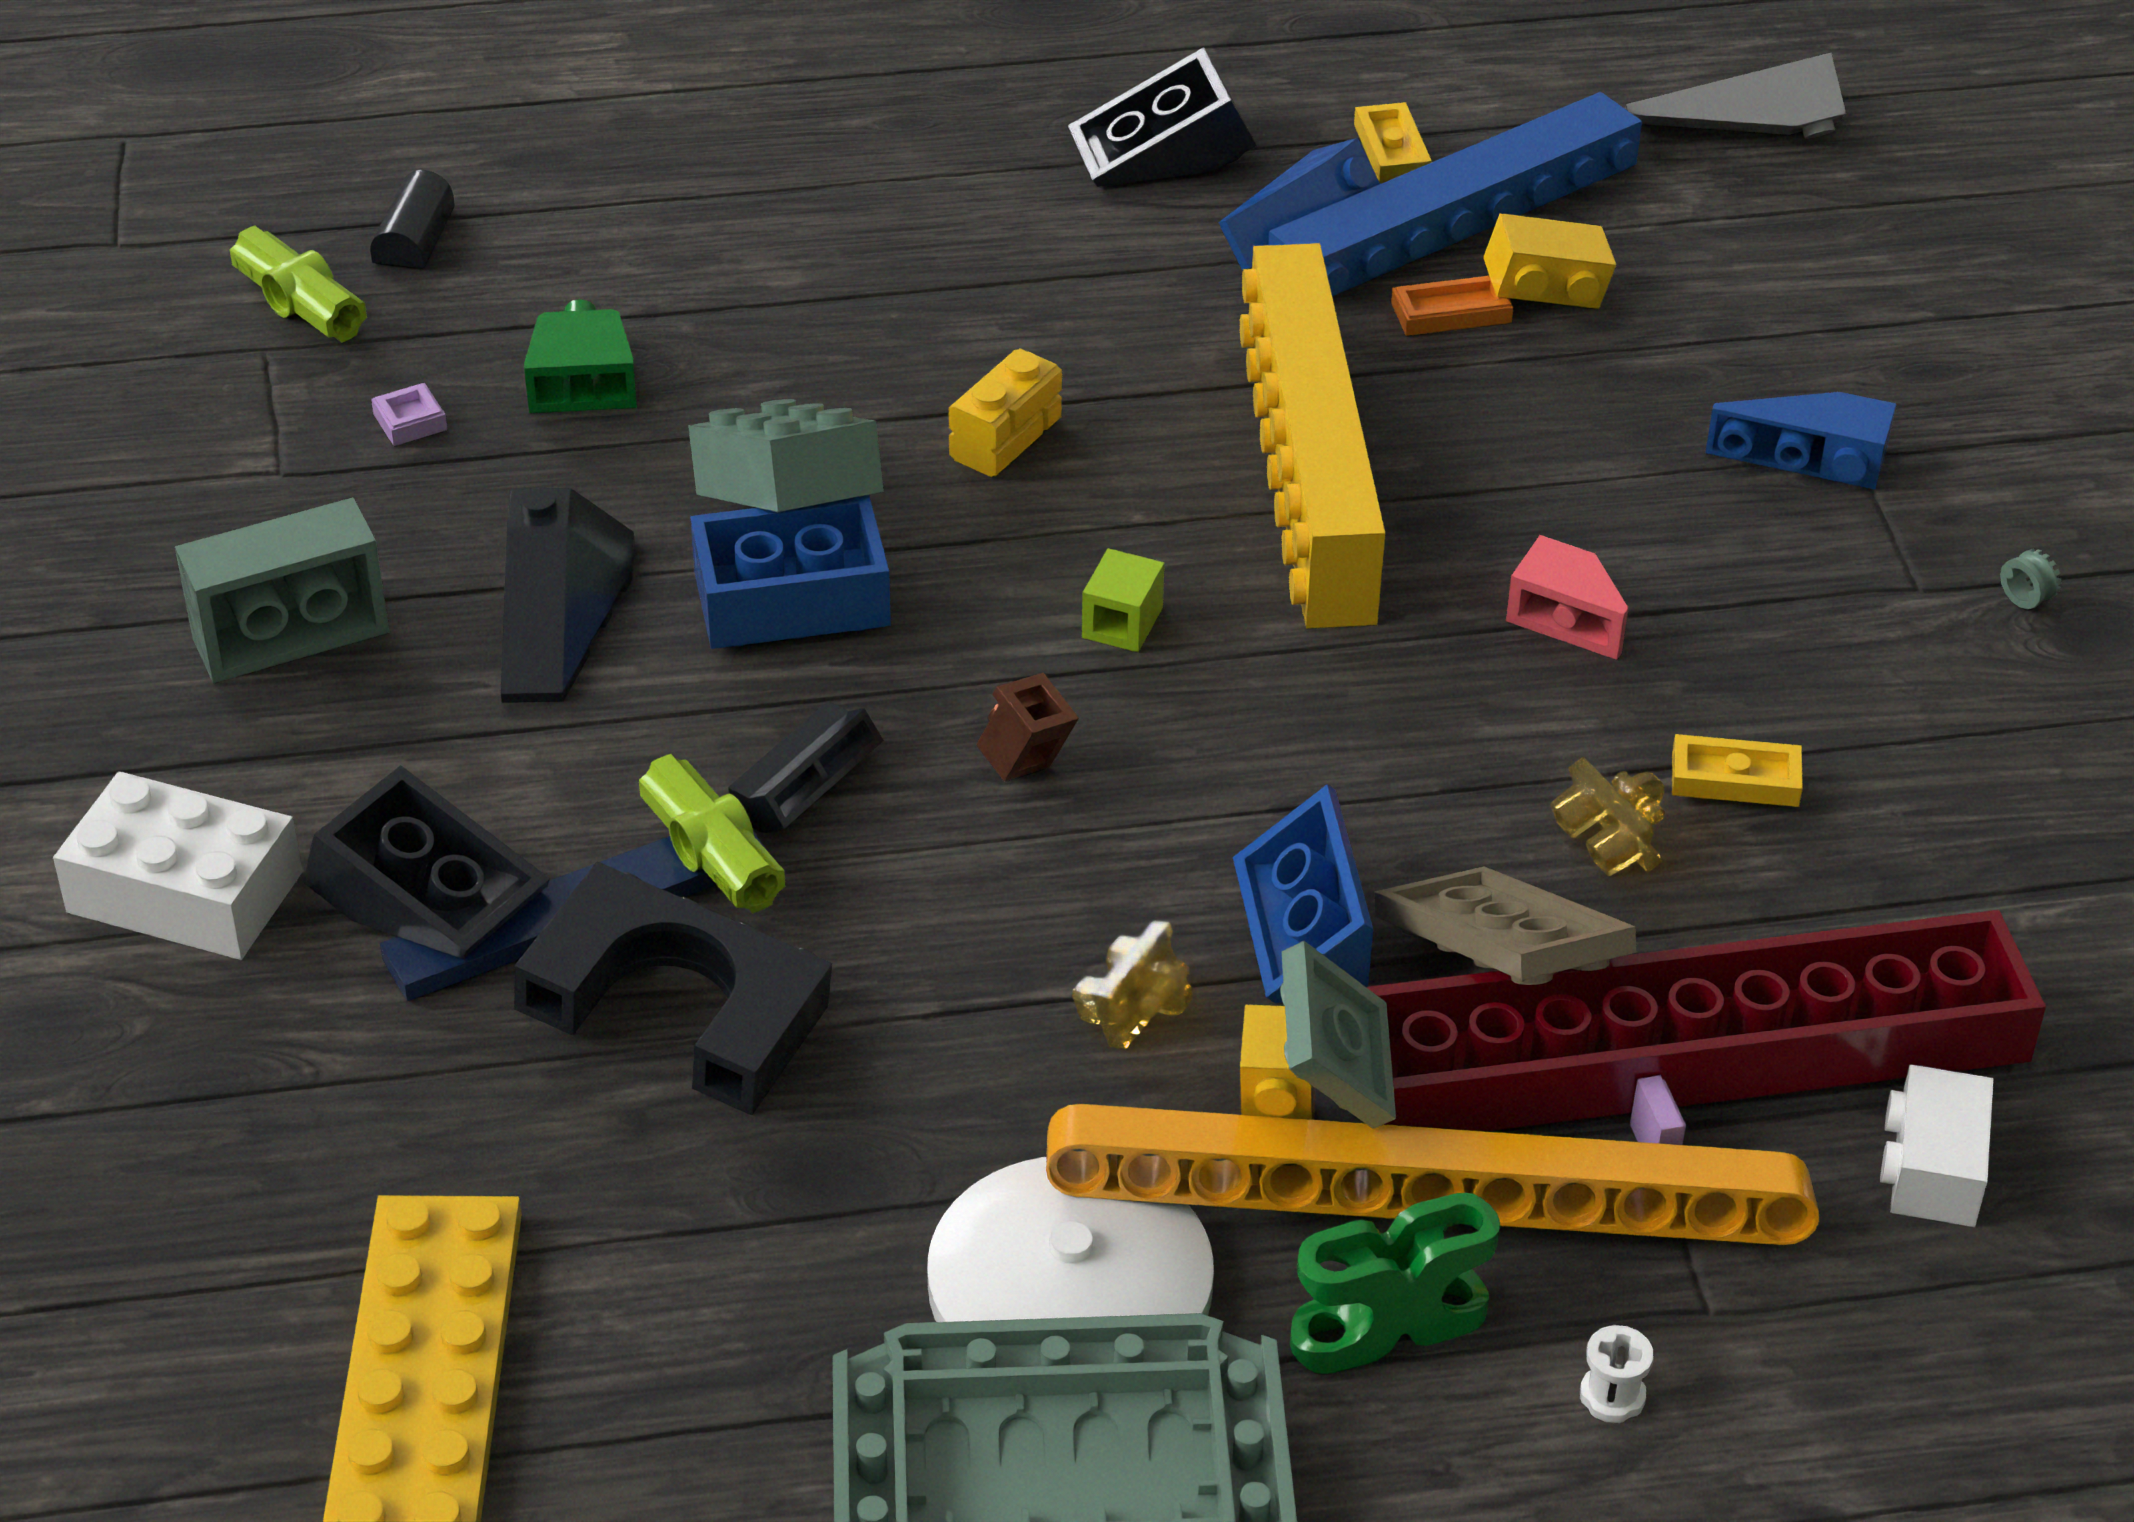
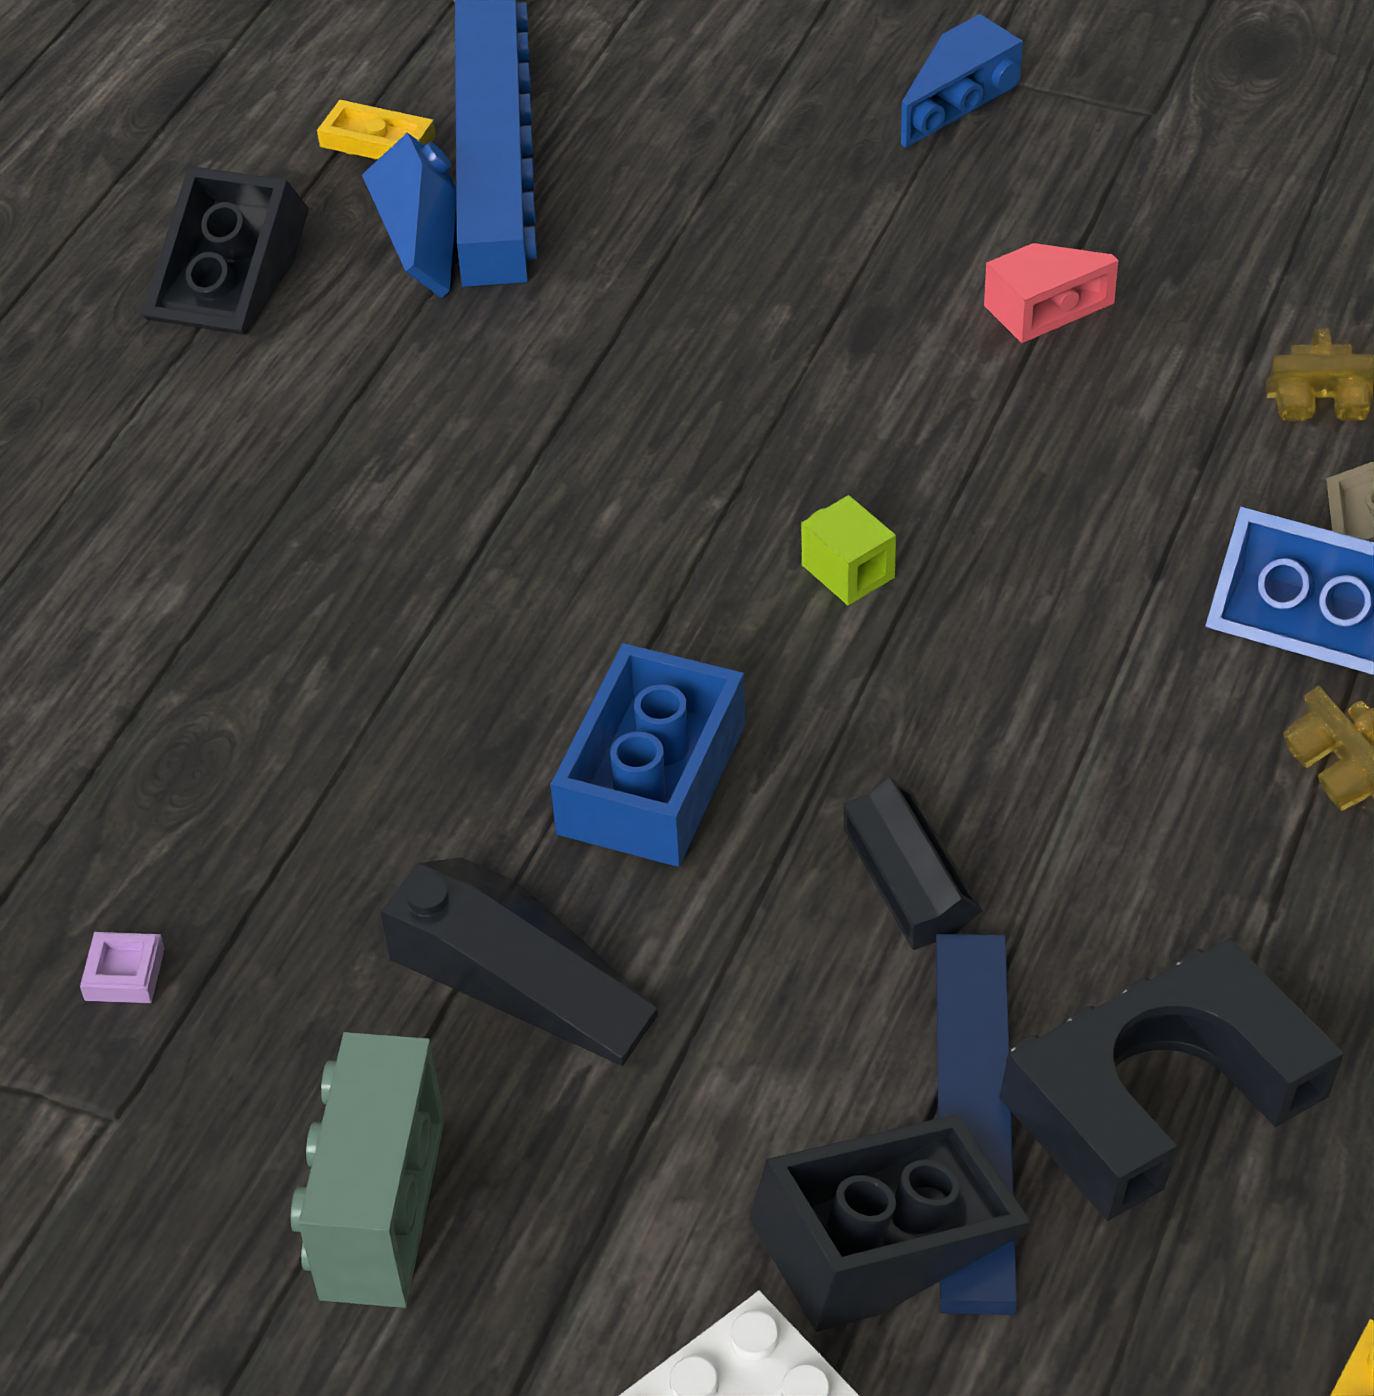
camera: 55 degrees left, 5 degrees up
(579, 361) = (180, 788): green torso -> none
(712, 833) = (985, 959): lime piece -> none
(785, 456) = (521, 681): sand green brick -> none
(1005, 412) = (535, 517): yellow brick -> none
(1026, 727) = (992, 679): copper brick -> none
(1313, 437) = (752, 332): yellow brick -> none
(1449, 305) = (610, 197): orange tile -> none
(1549, 261) = (632, 112): yellow brick -> none
(1737, 770) = (1308, 291): yellow plate -> none
(2041, 575) = (1200, 37): sand green bush -> none

